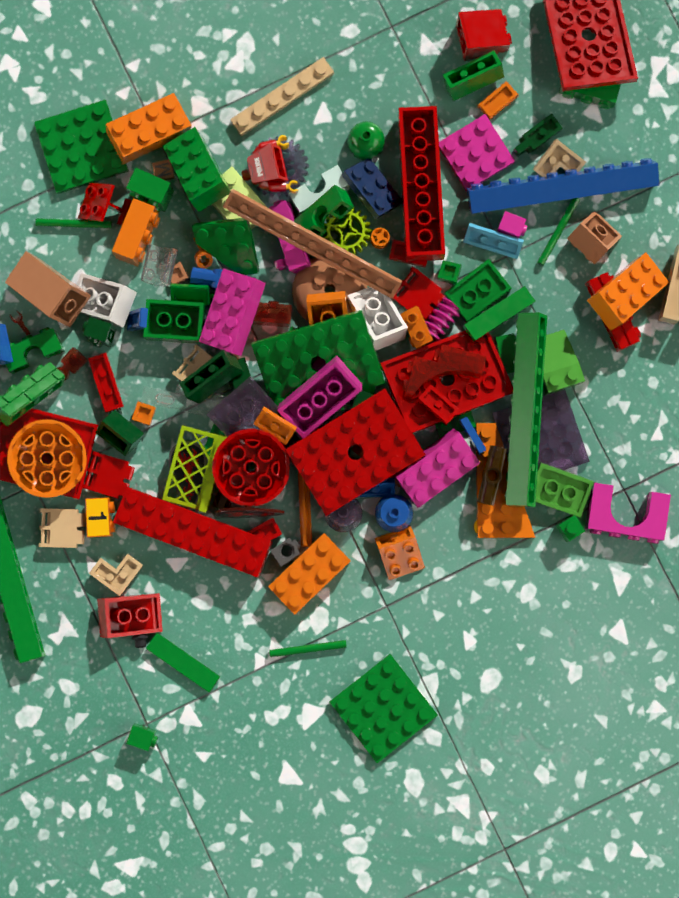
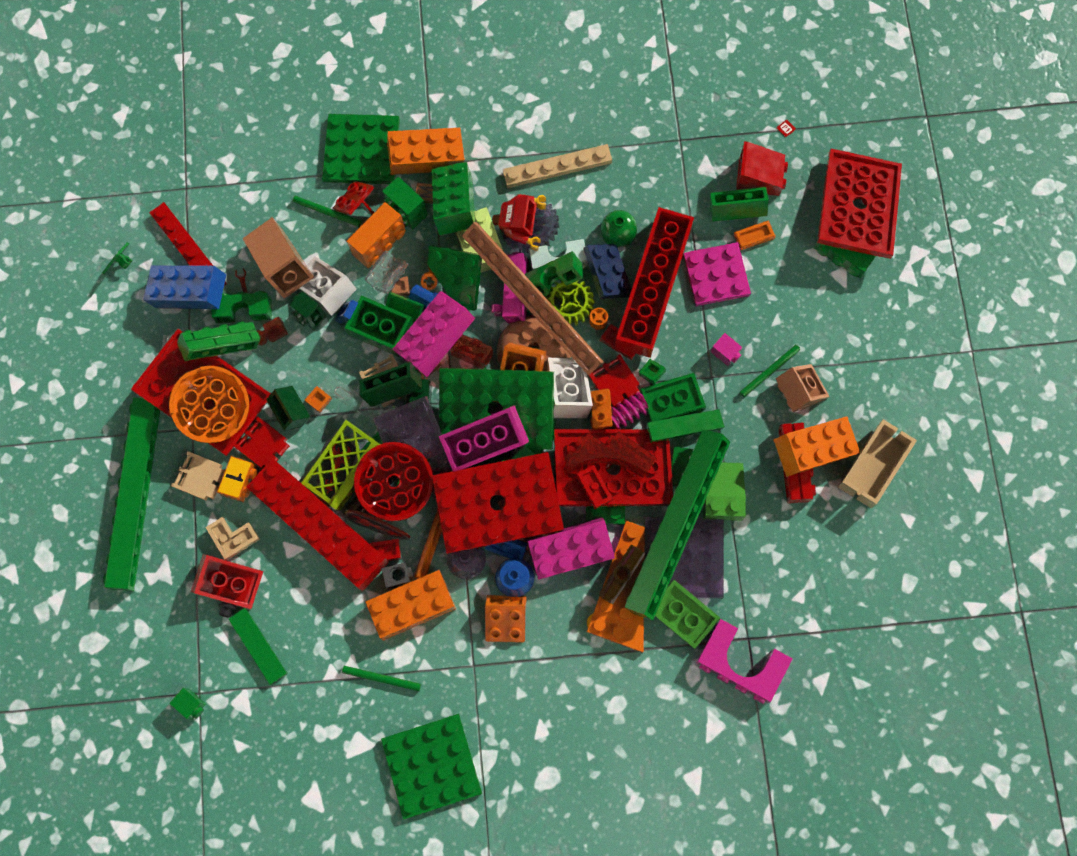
camera: 25 degrees right, 10 degrees down
(106, 382) = (295, 359): red plate -> none
(275, 425) = (431, 449): orange plate -> none
(472, 435) = (617, 529): blue tile -> none
(493, 241) = (704, 357): medium azure plate -> none
(538, 135) = (781, 277): dark green hinge -> none
(558, 156) = (794, 302): tan plate -> none
(563, 186) = (789, 330): blue brick -> none
(570, 528) = (681, 655): green brick -> none

